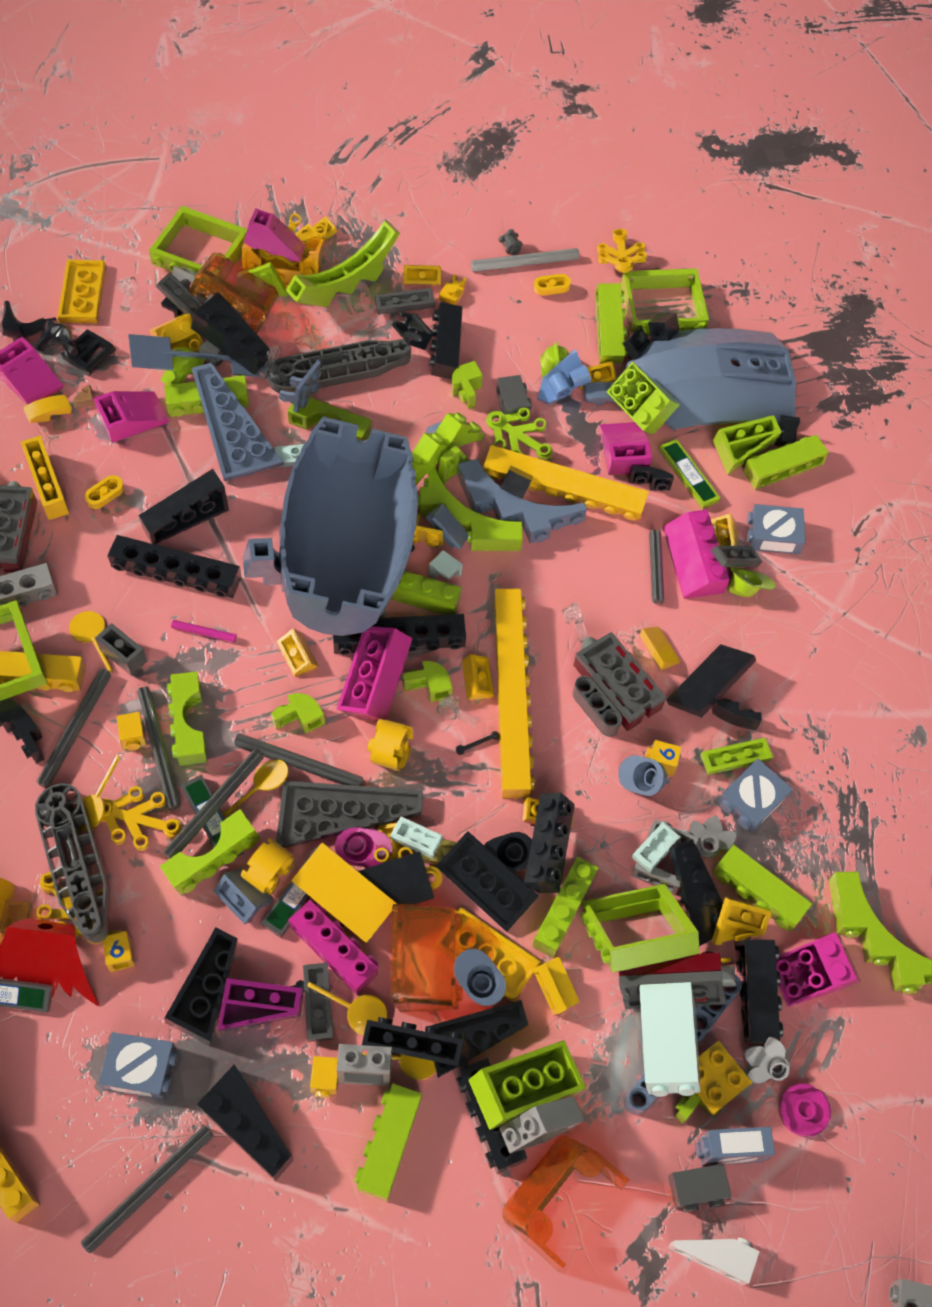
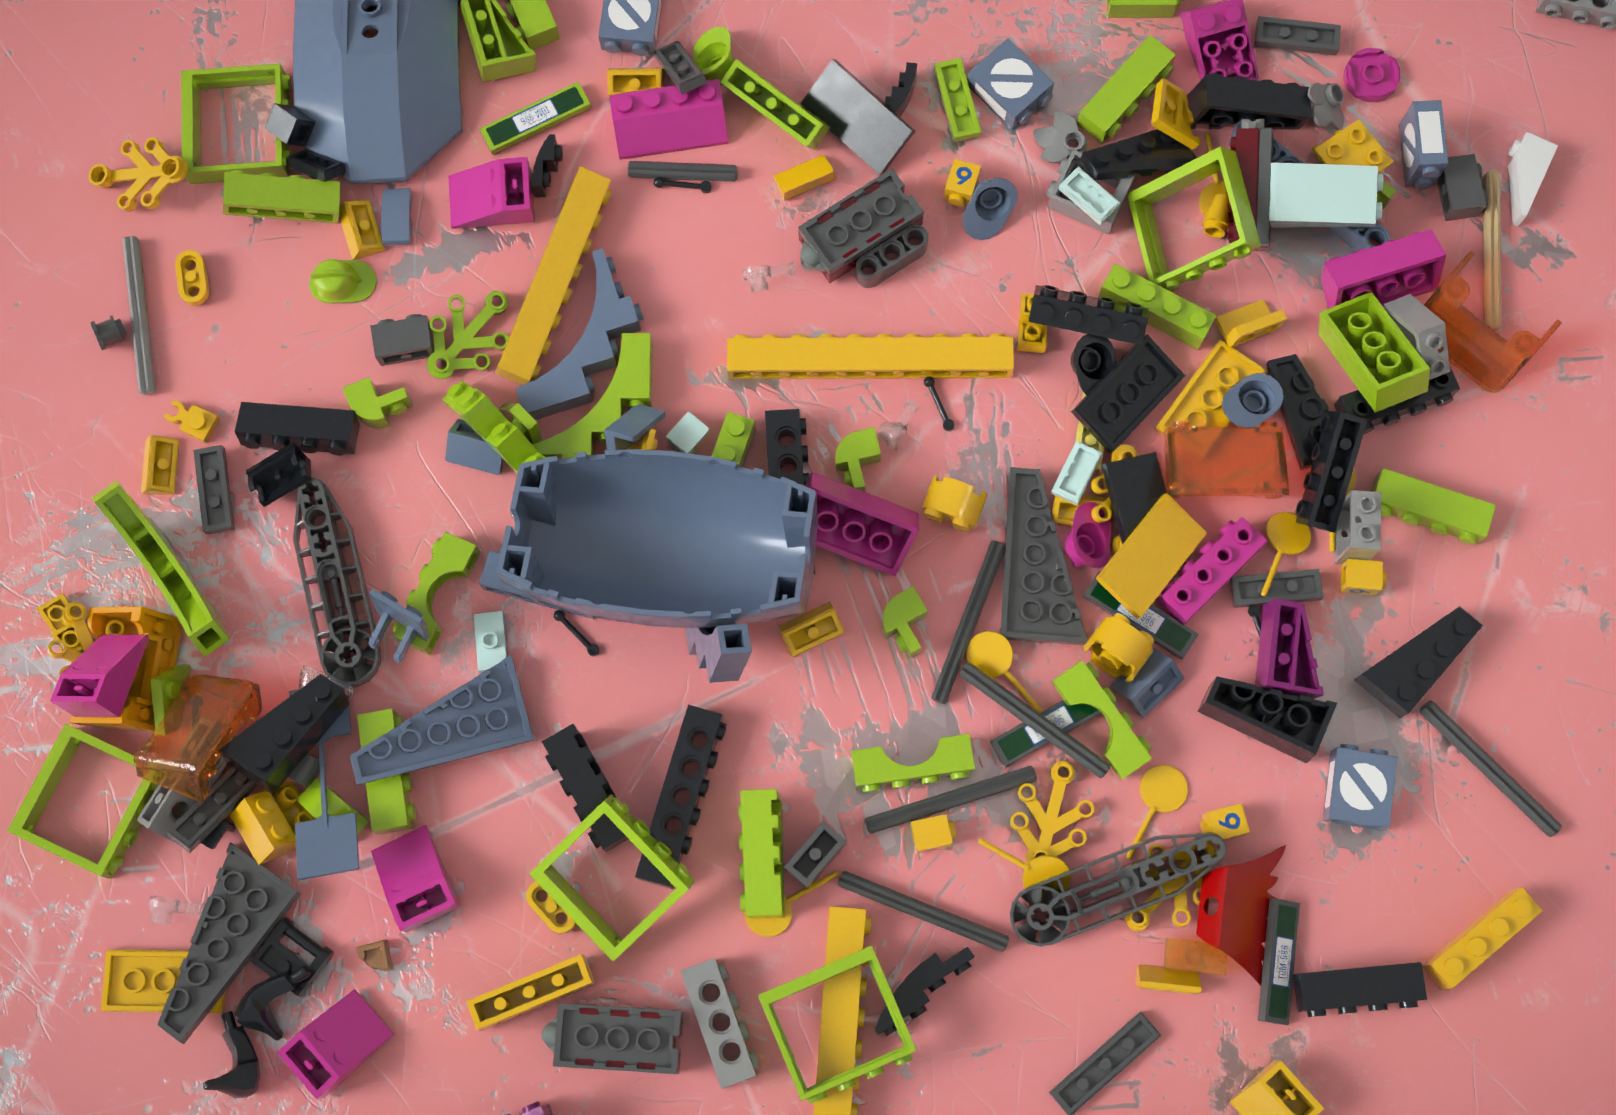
camera: 80 degrees left, 15 degrees up
(43, 409) = (399, 1006): yellow slope -> none
(100, 503) = (575, 904): none -> lime window
(102, 316) = (230, 930): none -> dark grey wing
(132, 613) = (762, 853): none -> lime wedge
(152, 907) = (1163, 791): none -> yellow piece
(209, 632) = (778, 749): dark pink bar -> none
(477, 677) = (847, 401): yellow slope -> none
(516, 482) = (559, 336): black panel -> none
(563, 379) = (374, 268): medium blue panel -> none
(607, 1104) = (1387, 270): none -> dark pink slope
(640, 1218) = (1492, 251): none -> tan axle
(643, 398) = (421, 162): lime slope -> none
(646, 582) = (705, 186): none -> black hinge
(714, 622) = (775, 104): none -> lime brick
(833, 1040) = (1297, 35): none -> dark grey plate

